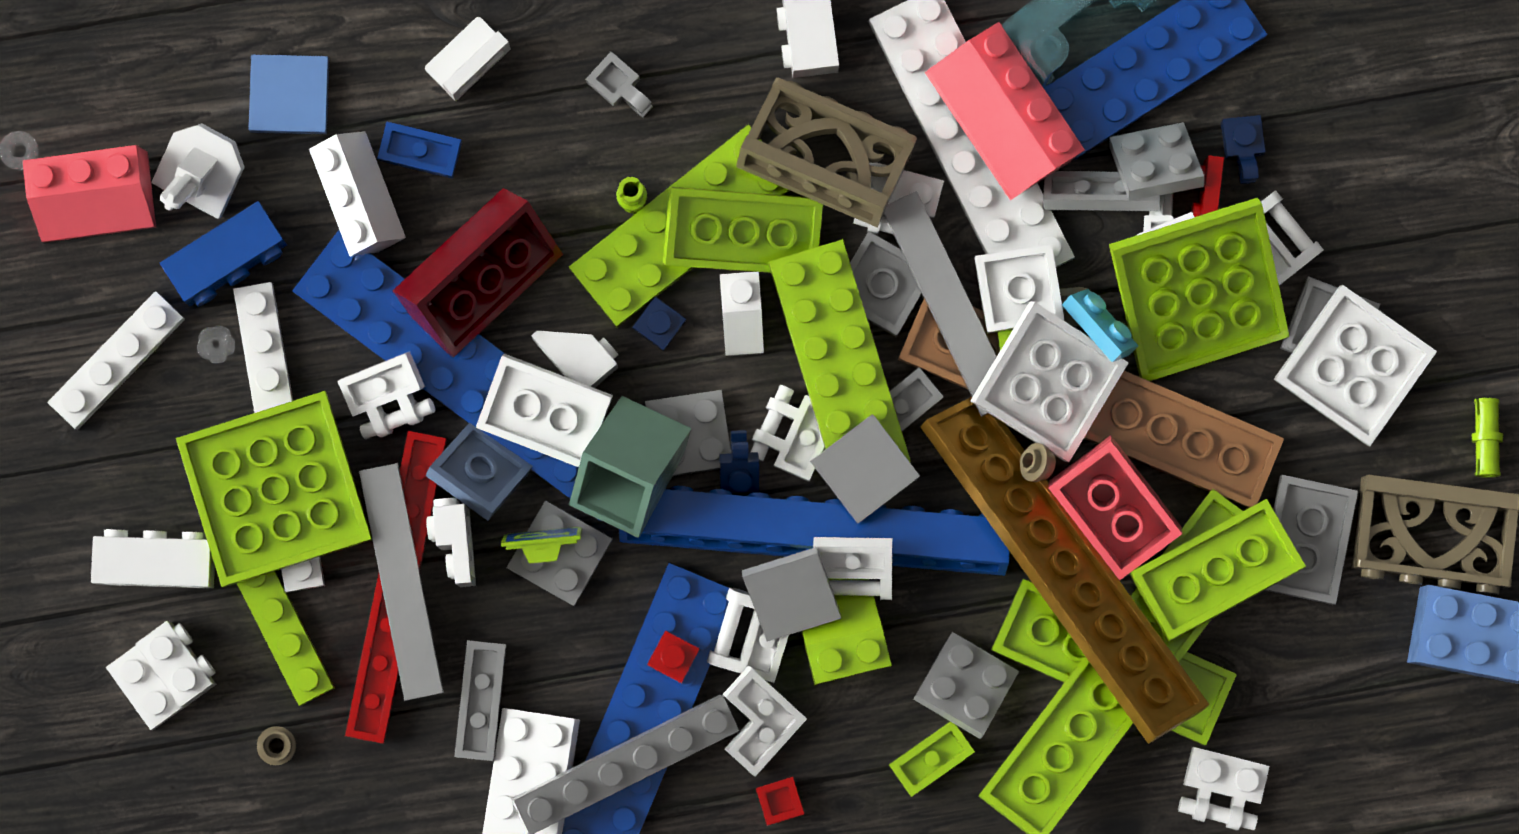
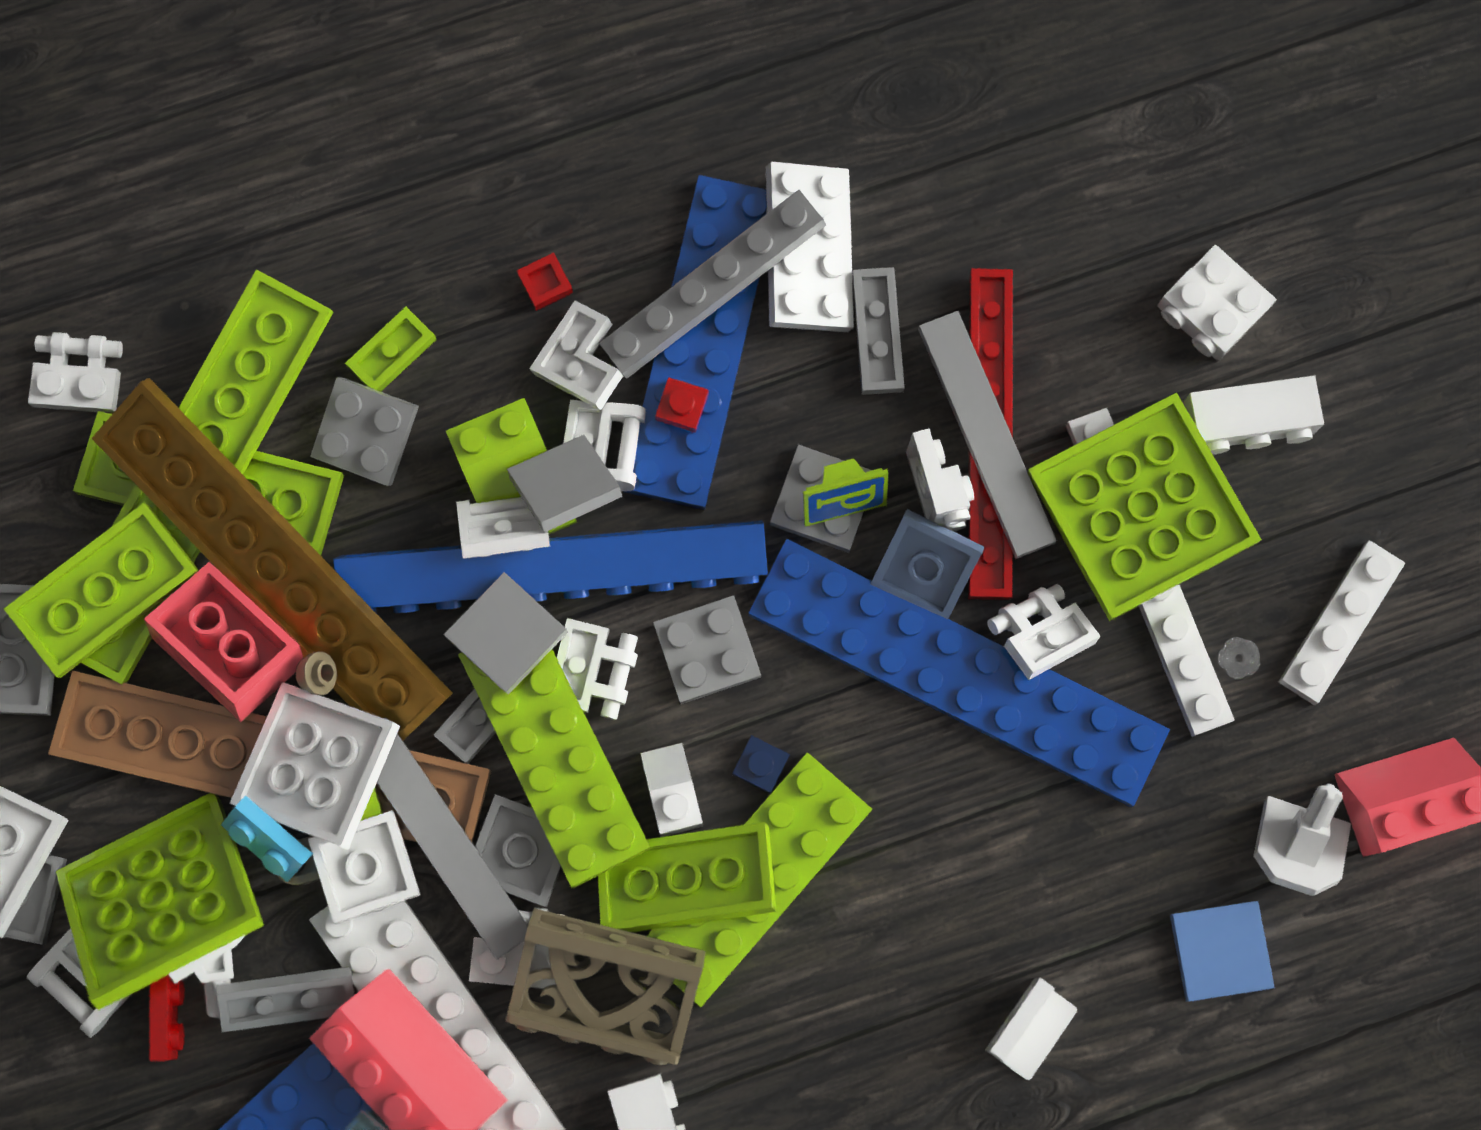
camera: 175 degrees right, 5 degrees down
(224, 255) = (1252, 754): blue brick -> none
(265, 740) = (1081, 240): dark tan plate -> none
(286, 637) = (1092, 360): lime plate -> none
(357, 193) = (1123, 847): white brick -> none
(419, 150) = (1063, 911): blue plate -> none
(478, 271) = (970, 783): dark red slope -> none
(543, 410) = (868, 637): white plate -> none
(578, 355) = (843, 709): white slope -> none
(617, 82) = (858, 1029): light grey plate -> none
(628, 466) = (764, 593): sand green slope -> none
(631, 186) = (828, 893): lime pin -> none
(739, 468) = (644, 617): dark blue plate -> none
(1156, 161) = (227, 1043): light grey plate -> none
(1244, 141) = (134, 1089): dark blue plate -> none

